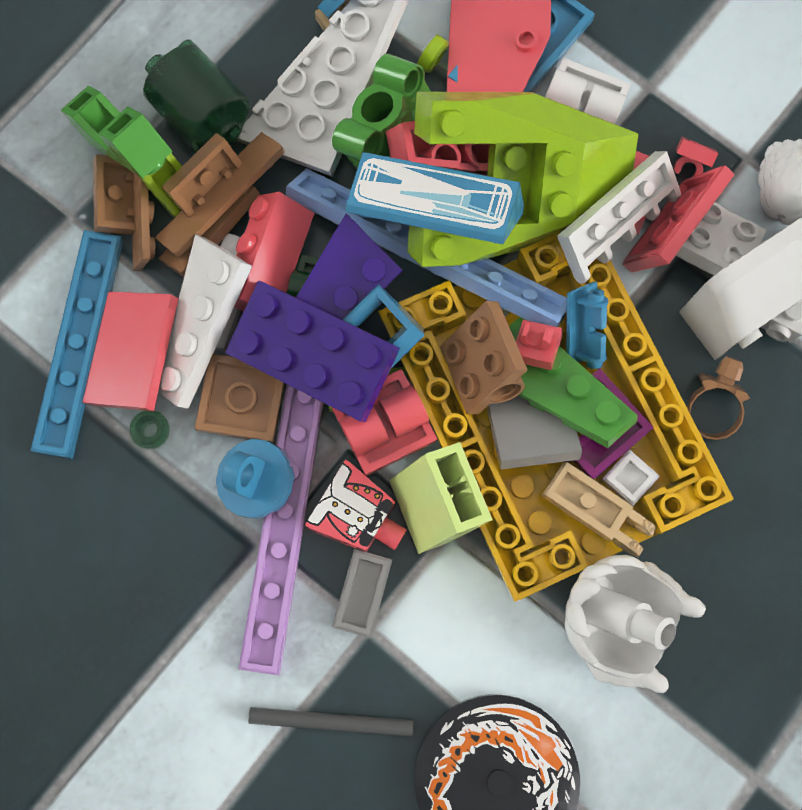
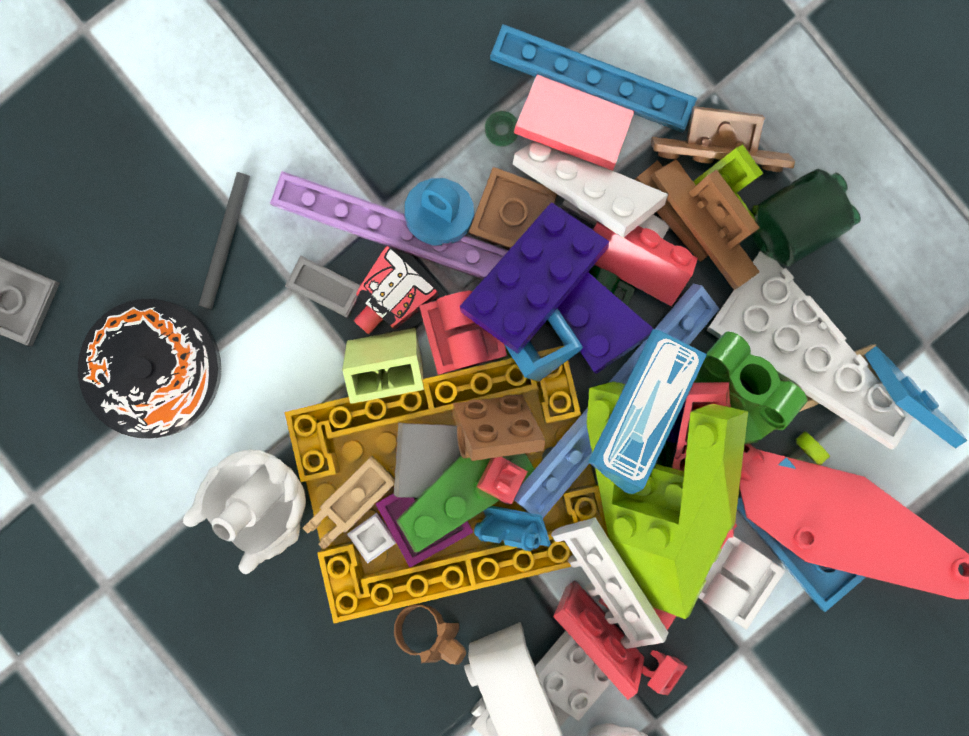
camera: 105 degrees right, 10 degrees up
(121, 136) = (775, 136): bright green arch -> none

